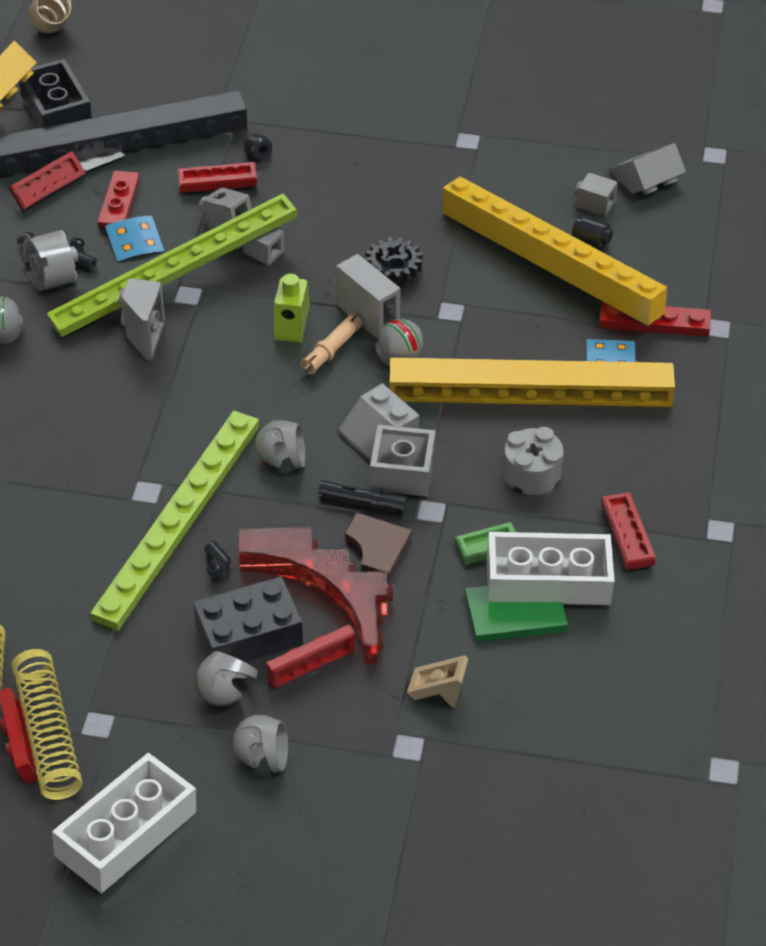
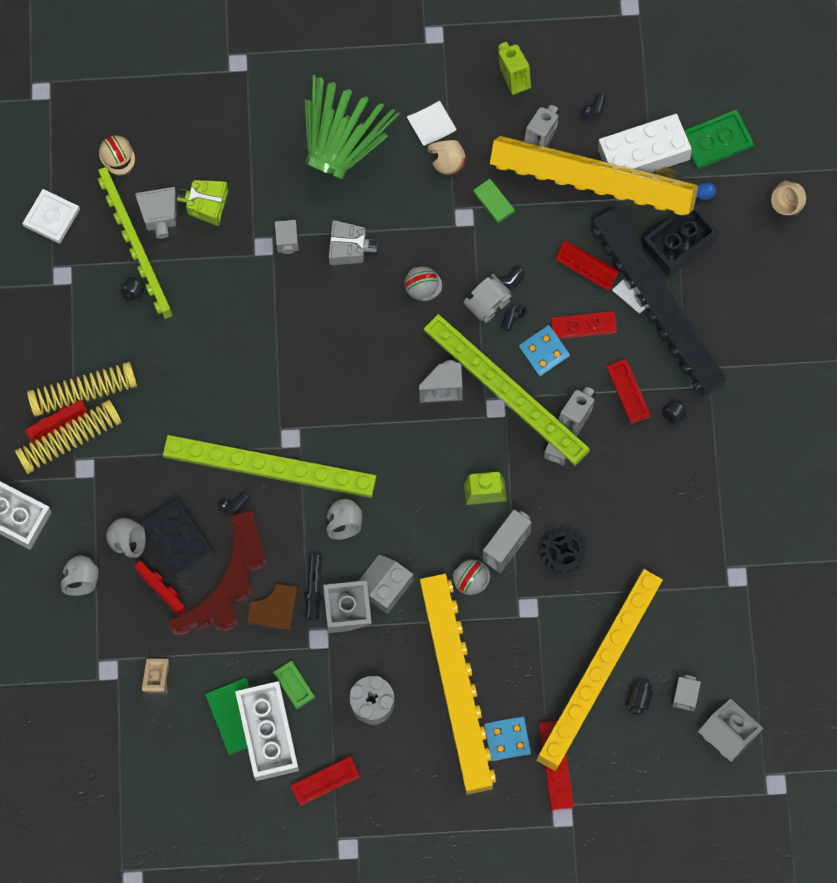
camera: 80 degrees right, 25 degrees up
(325, 350) = (462, 527): light nougat pin -> none

